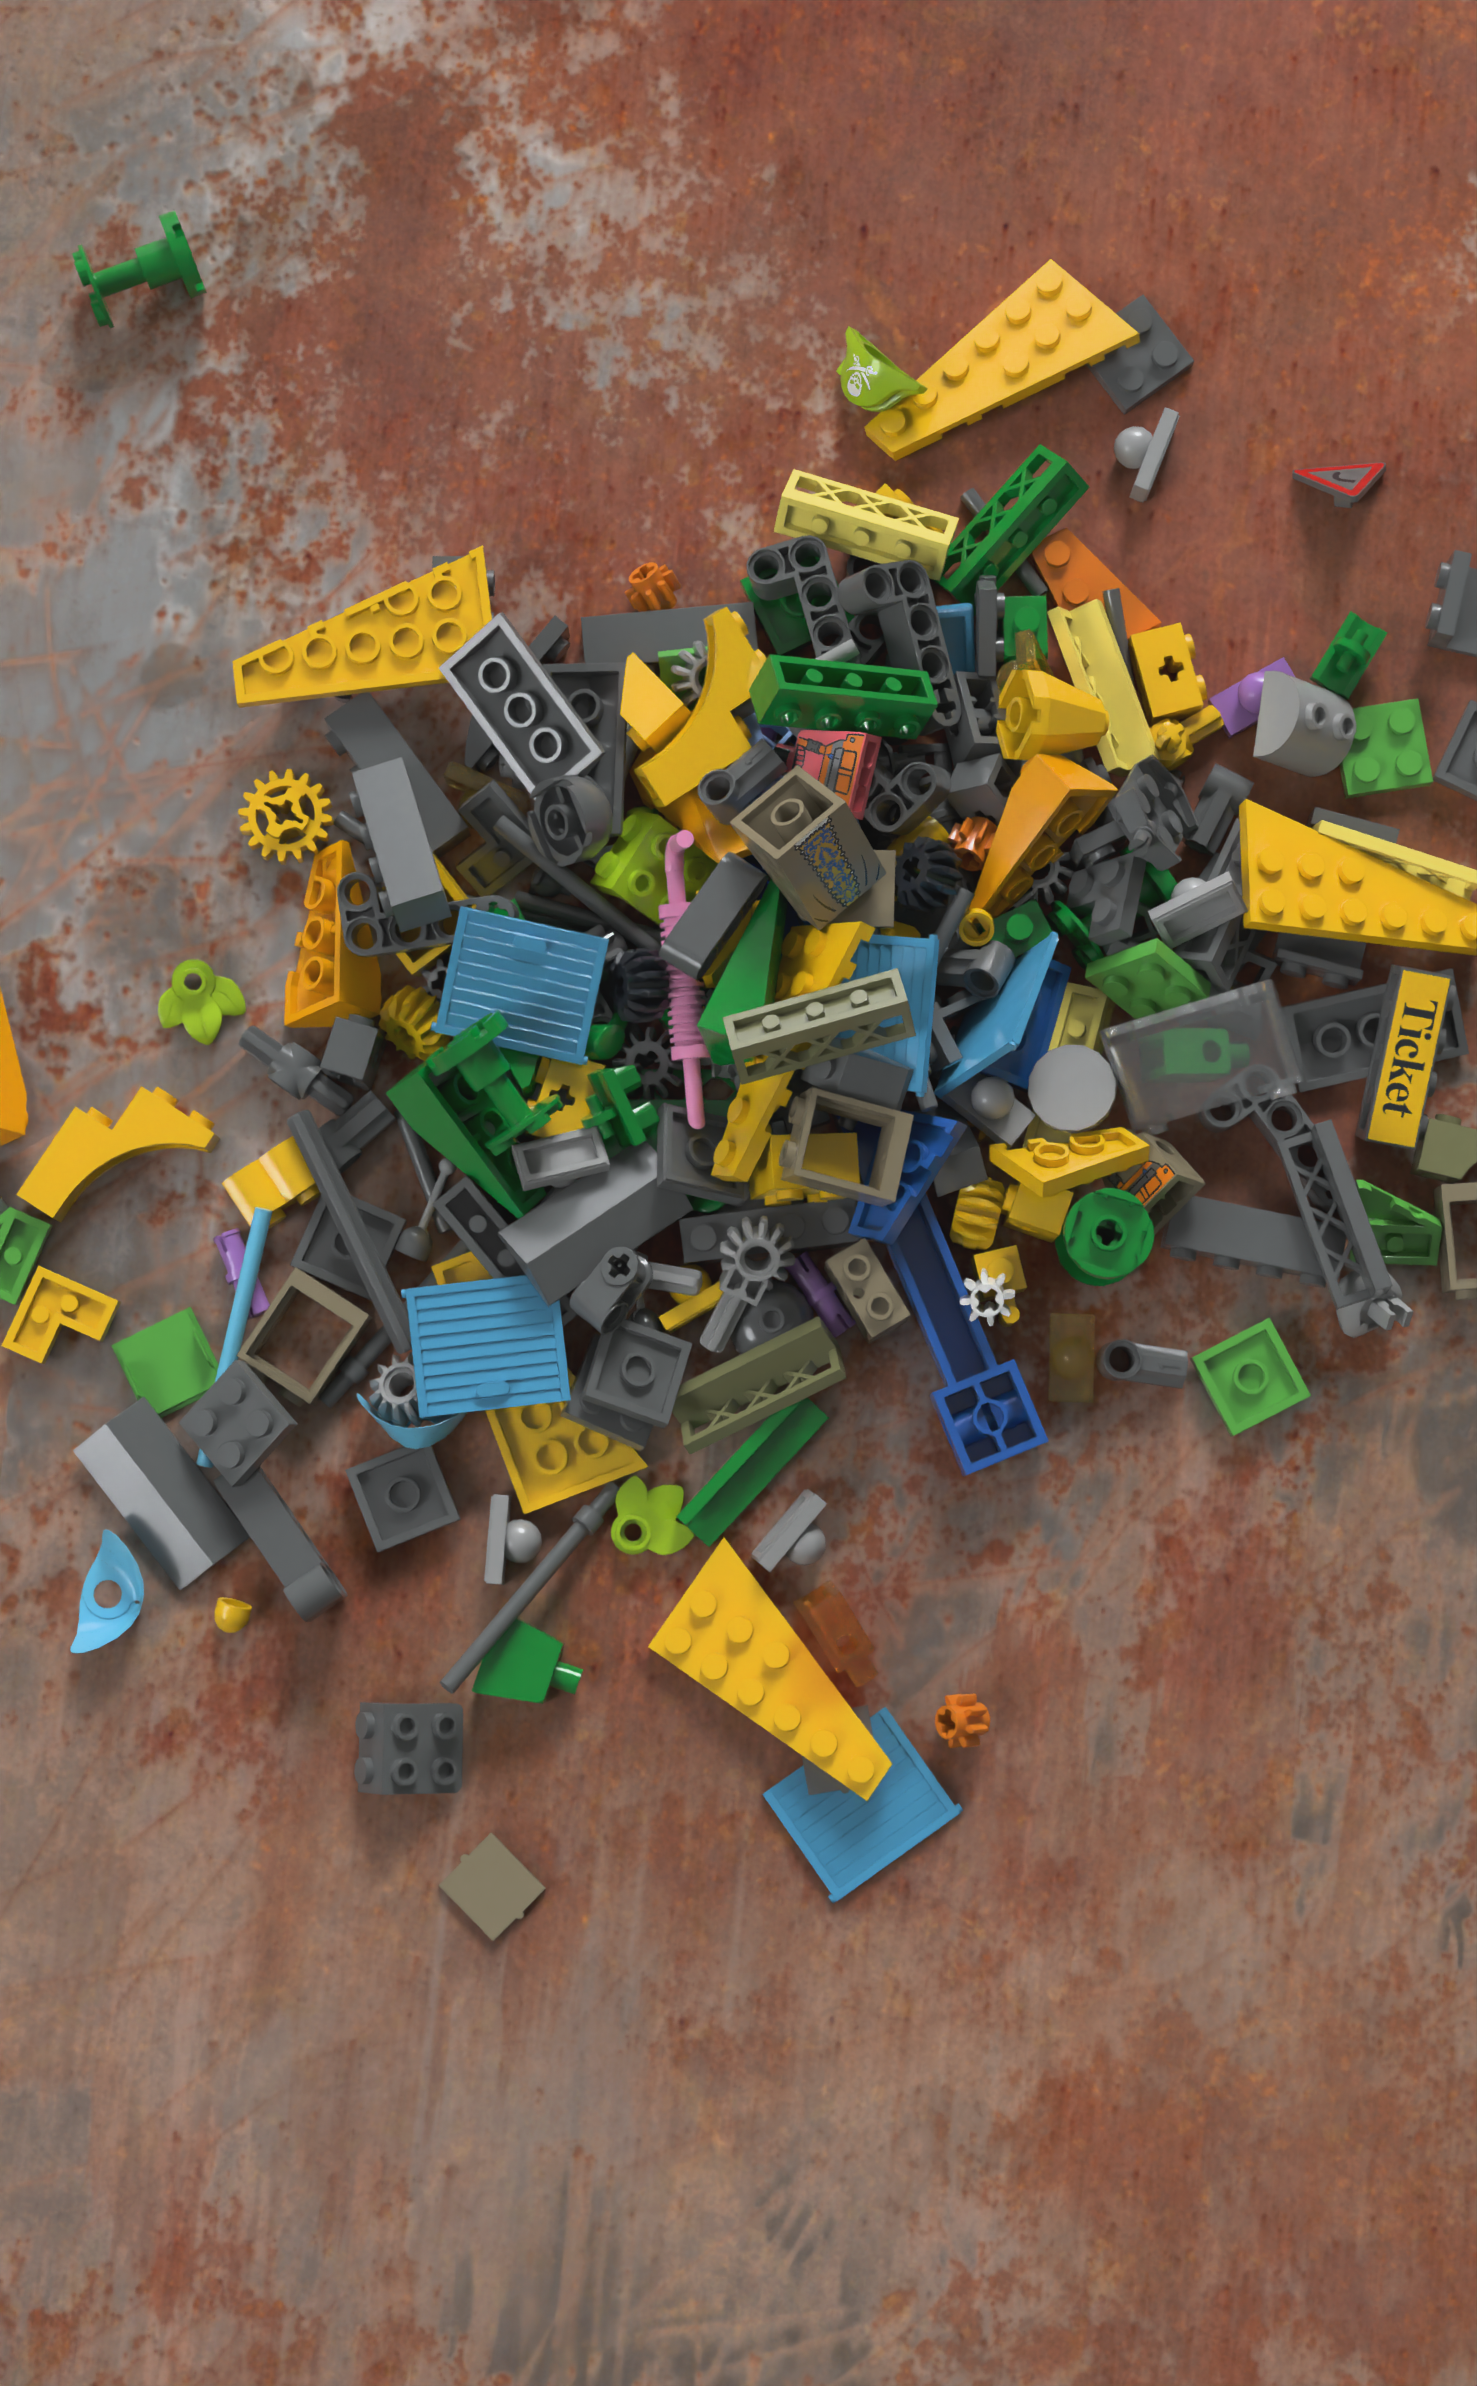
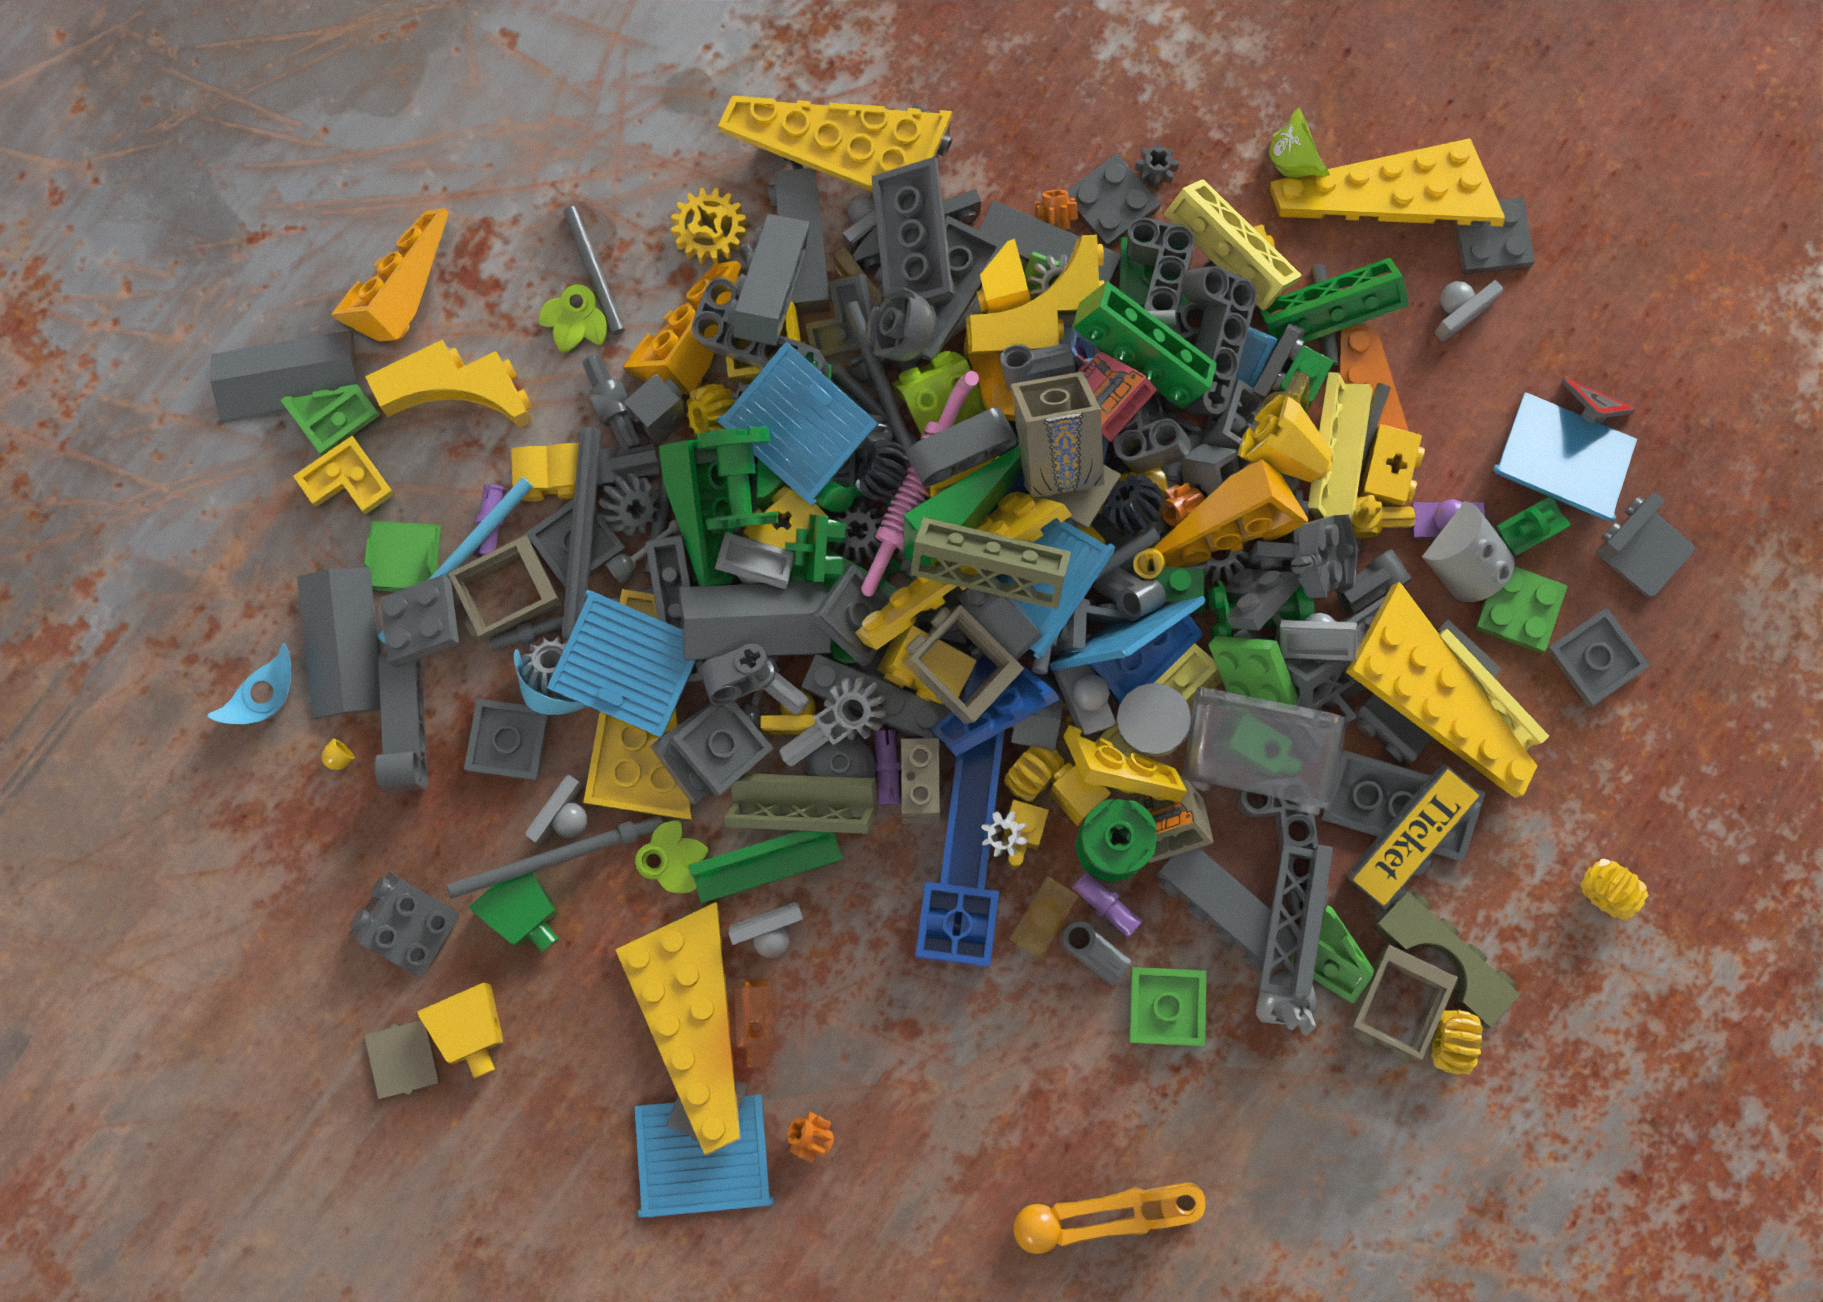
camera: 30 degrees right, 5 degrees down
(188, 935) = (594, 270): none -> dark grey bar
(385, 1171) = (621, 496): none -> dark grey gear
(448, 710) = (861, 214): none -> light grey tile
(542, 1816) = (466, 1027): none -> yellow torso
(705, 543) = (1112, 200): none -> dark grey plate
(724, 469) = (1154, 157): none -> dark grey gear
(1129, 1307) = (1107, 905): none -> medium lavender pin
(1248, 1677) = (1040, 1229): none -> light orange piece
(1342, 559) = (1566, 457): none -> piece

